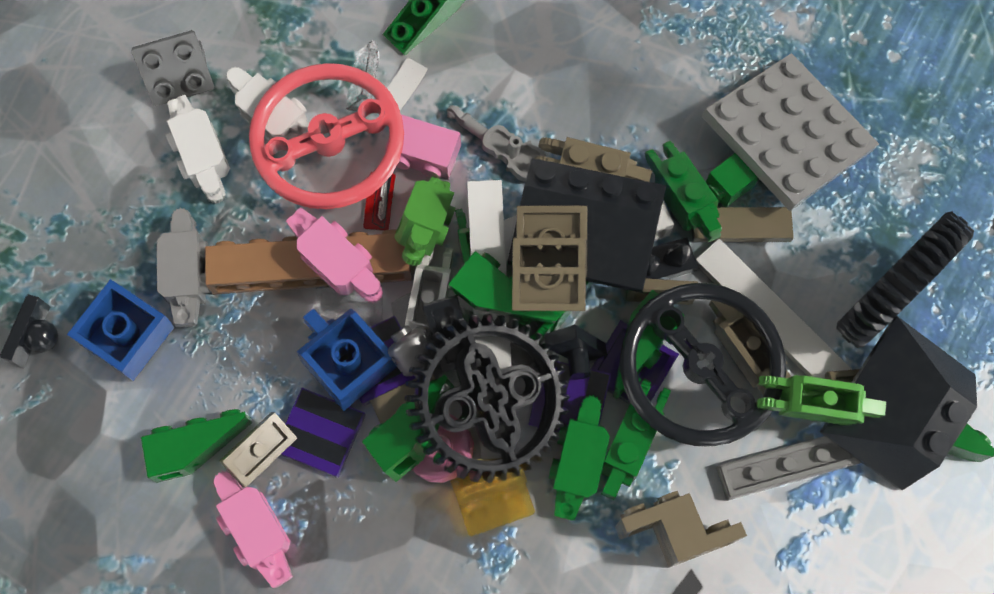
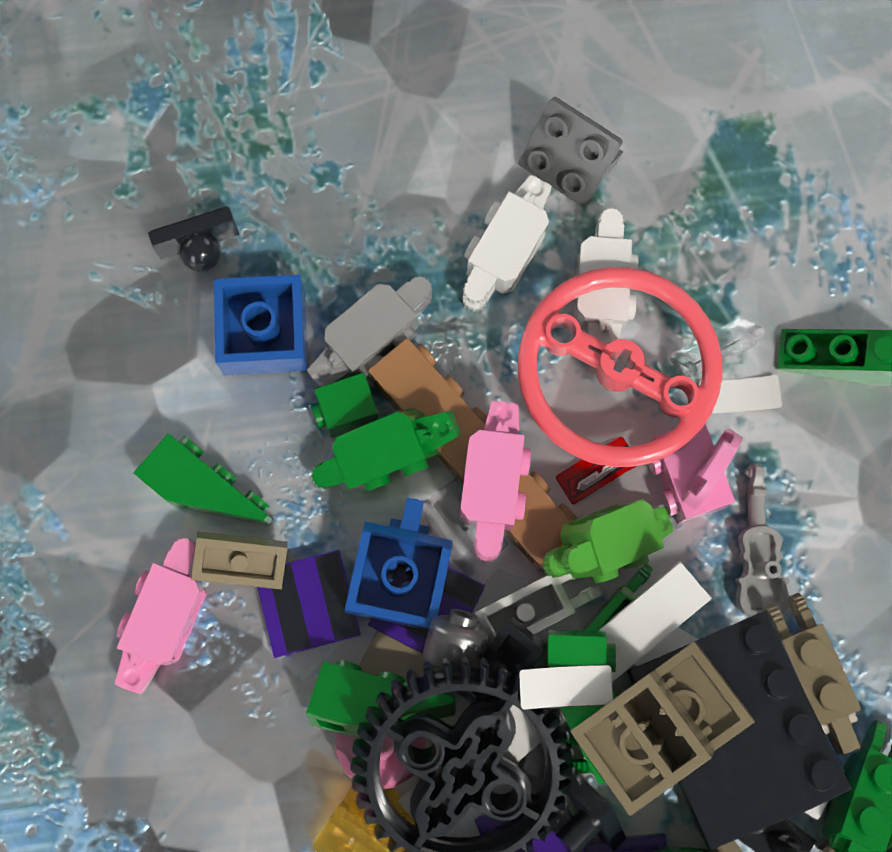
camera: 50 degrees right, 5 degrees up
(216, 317) = (344, 405): none -> green brick
(262, 307) = (385, 446): none -> green hinge
(430, 129) = (712, 468): none -> bright pink tile
(485, 296) = (566, 686): none -> white sticker

